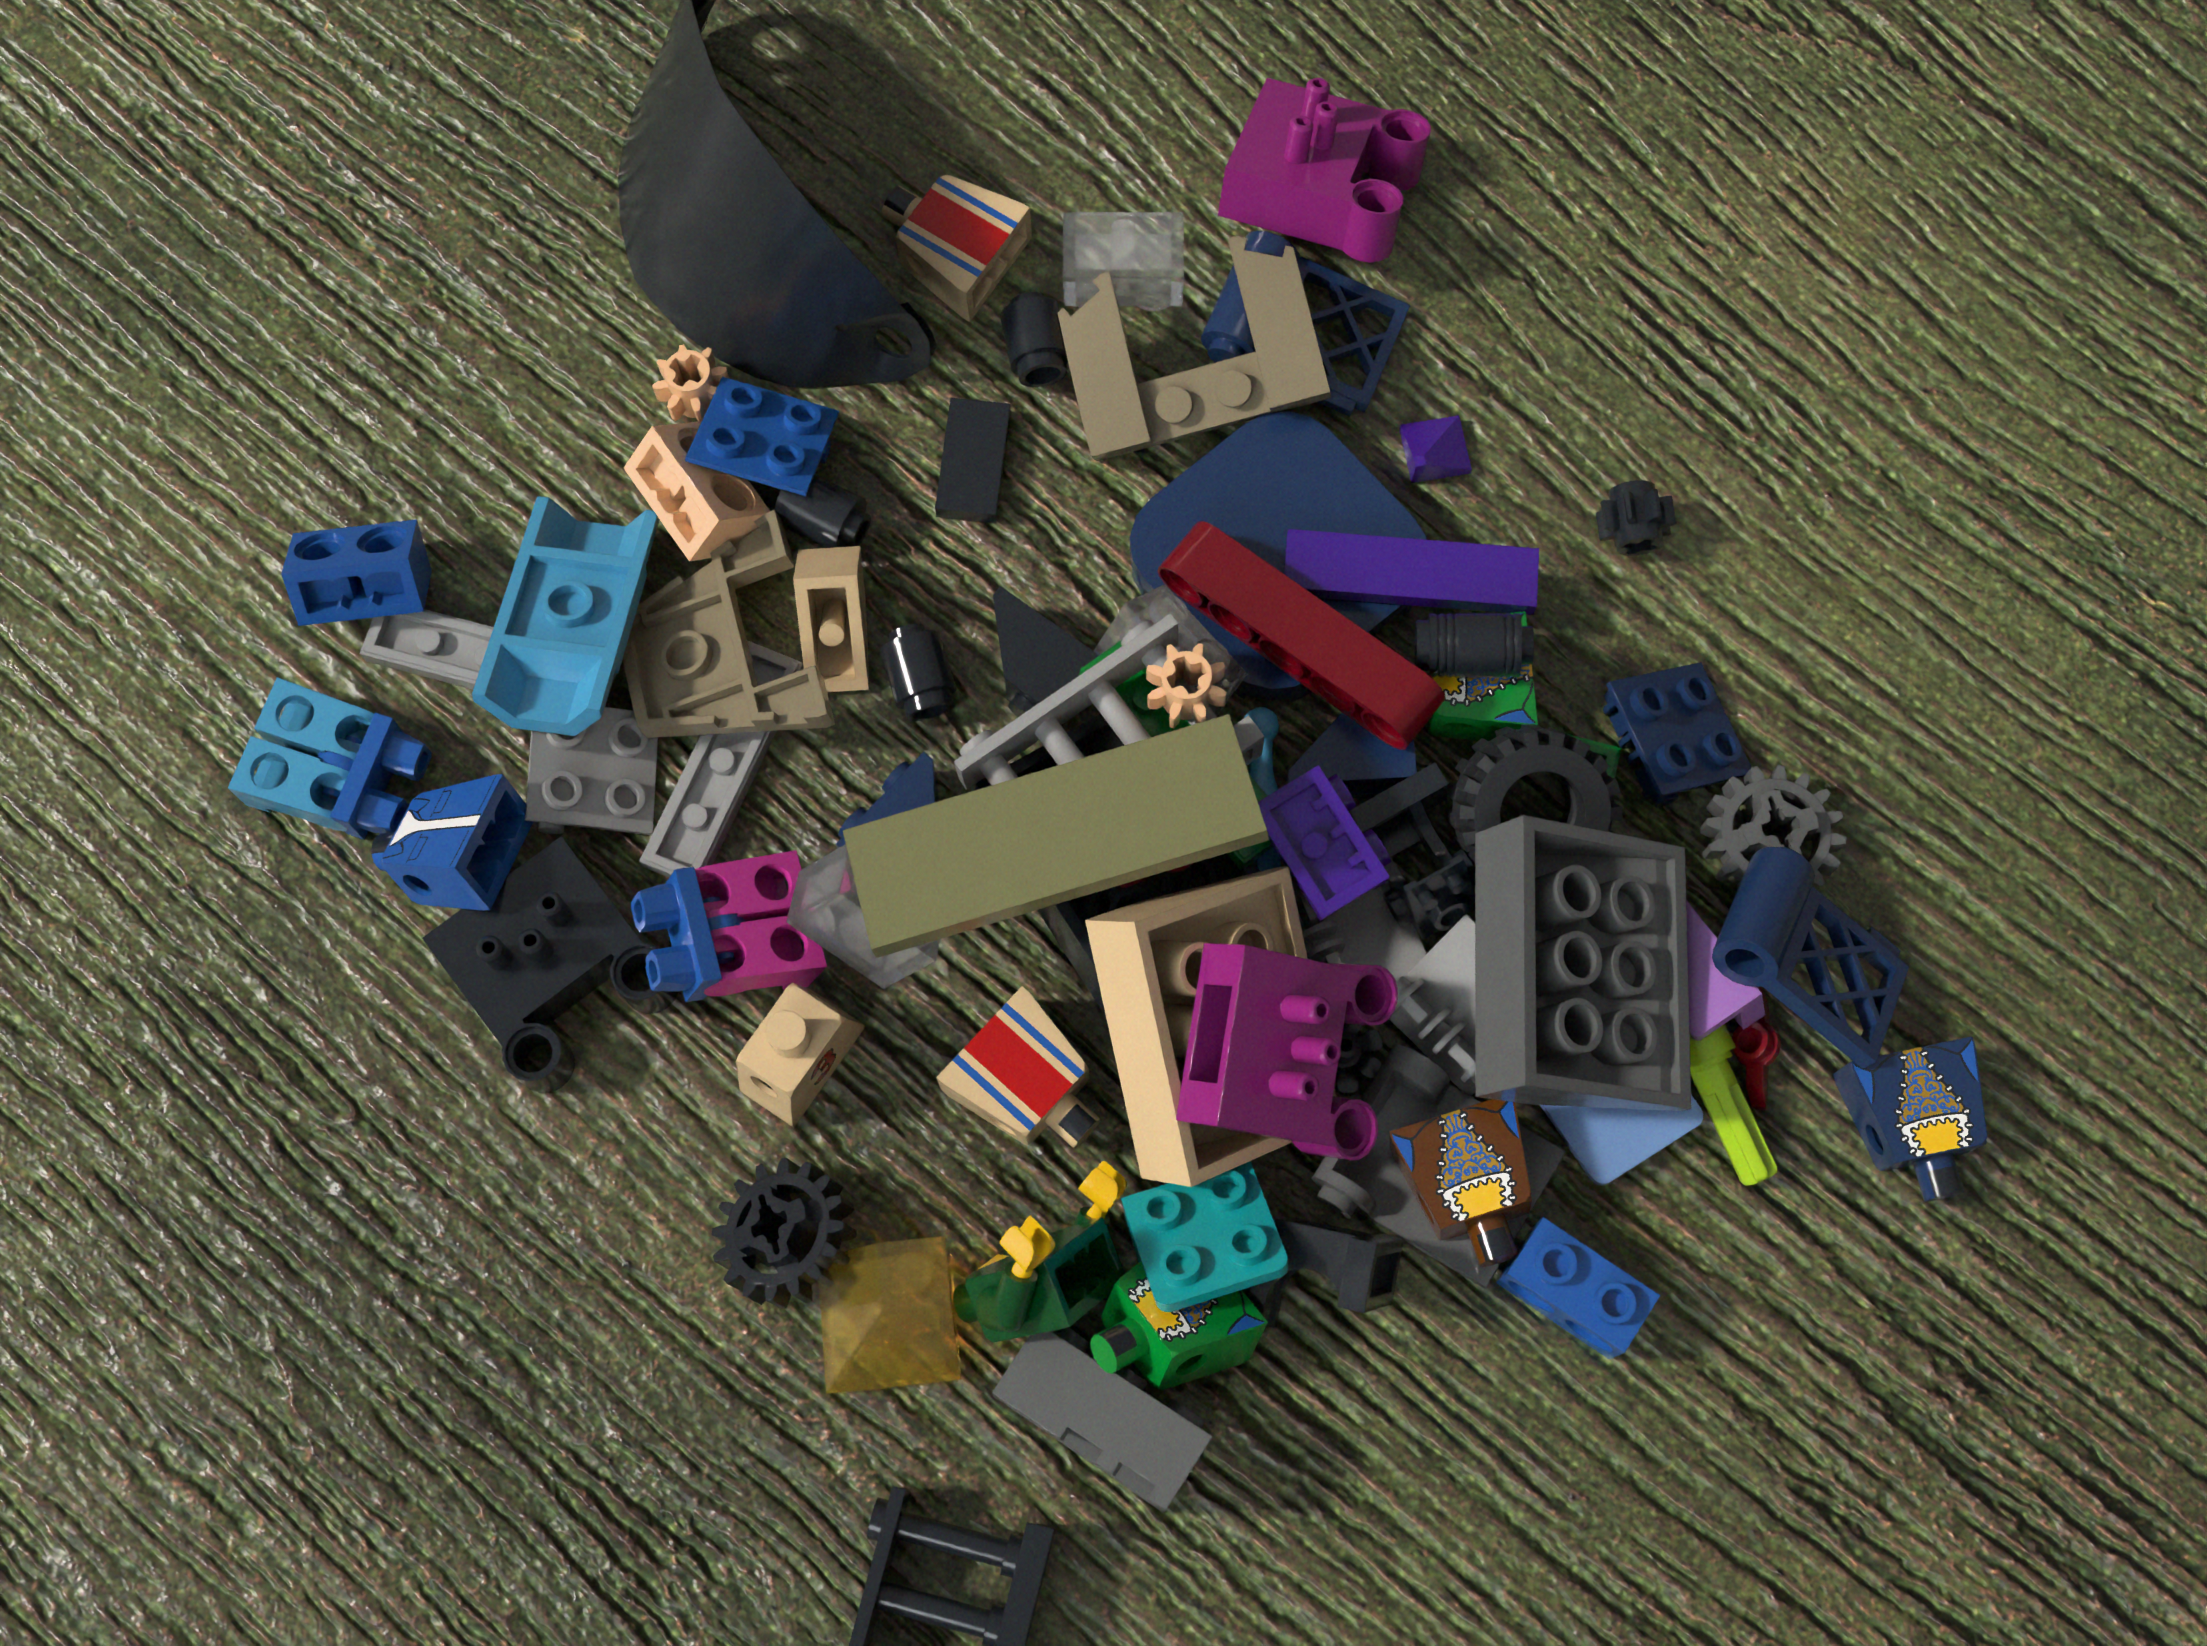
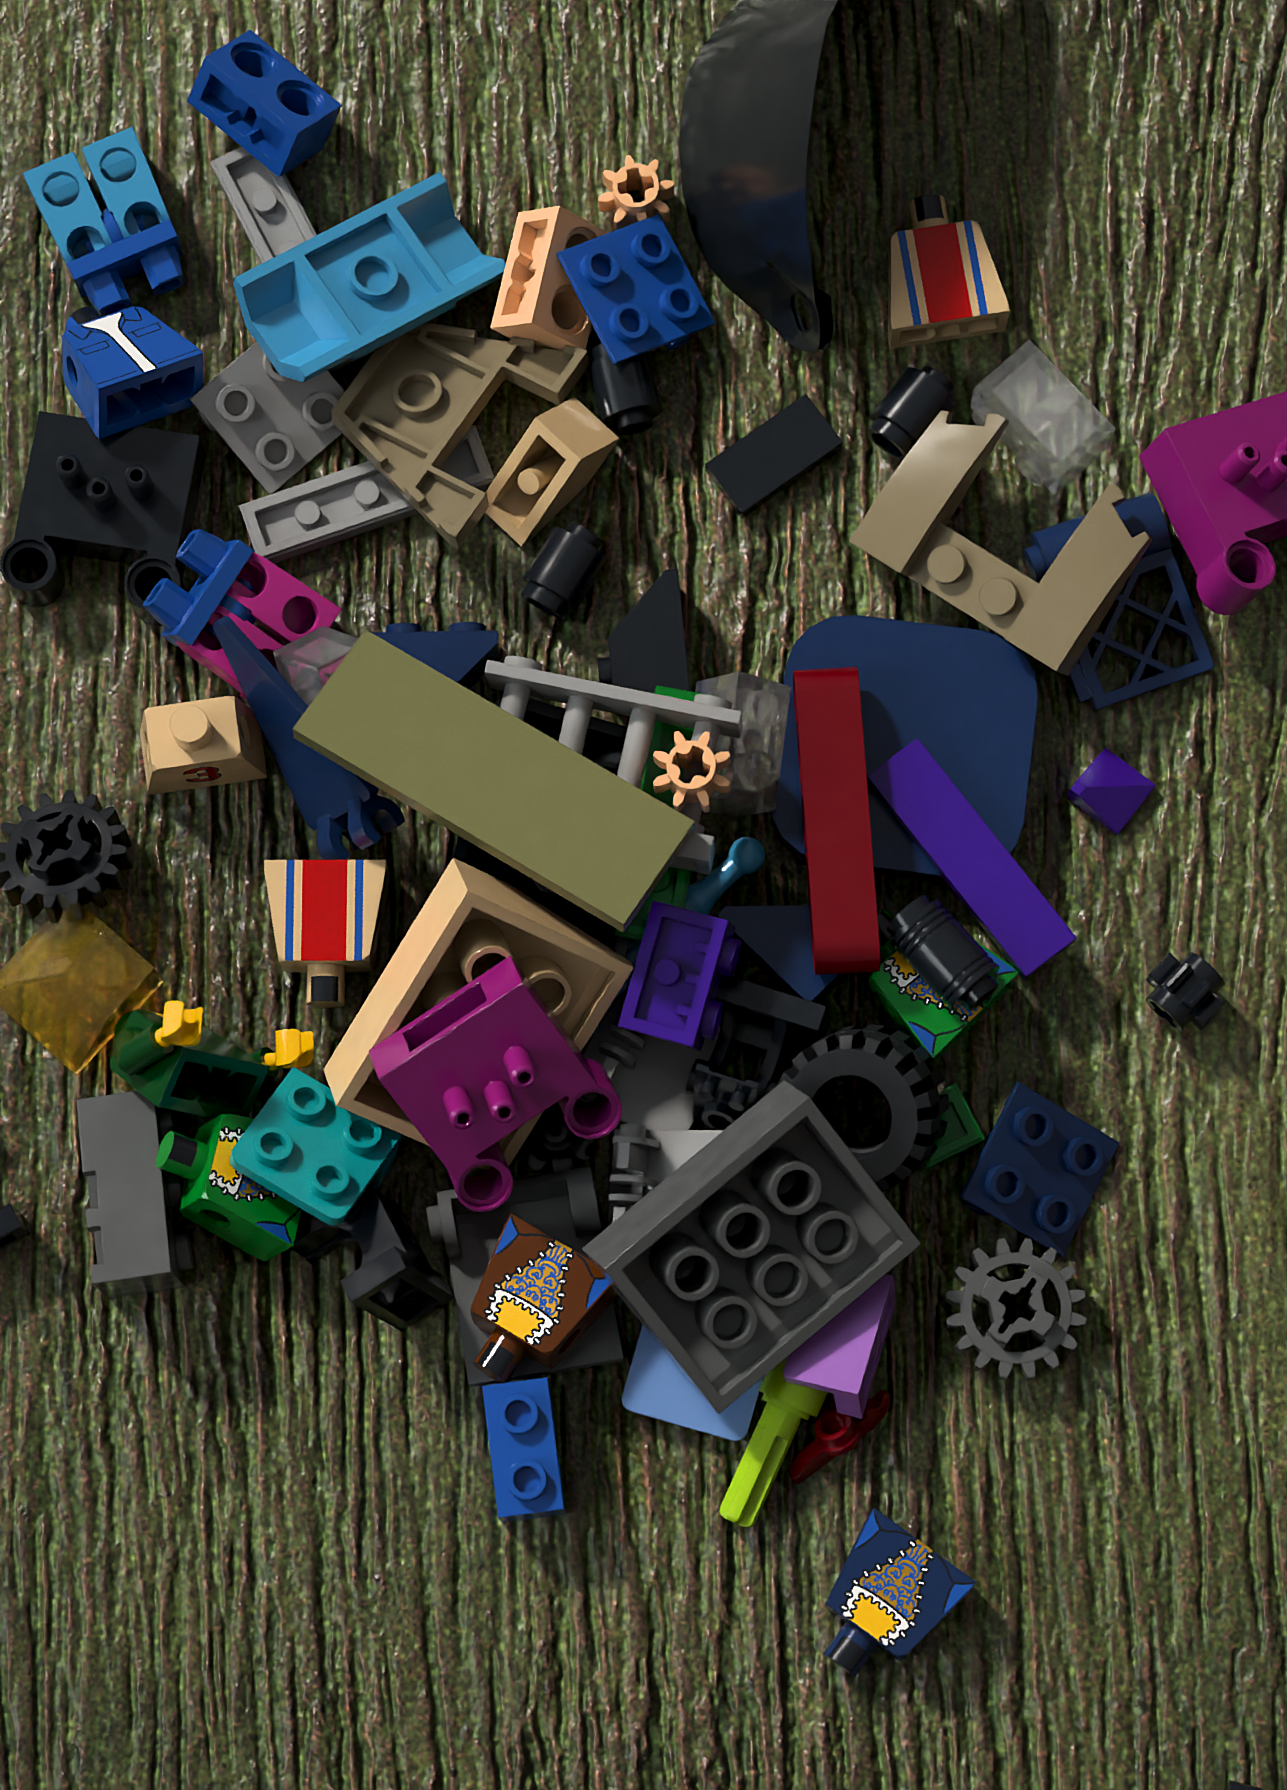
camera: 50 degrees right, 5 degrees up
(908, 983) = (317, 783): none -> dark blue flag
(1773, 932) = (916, 1358): dark blue piece -> none

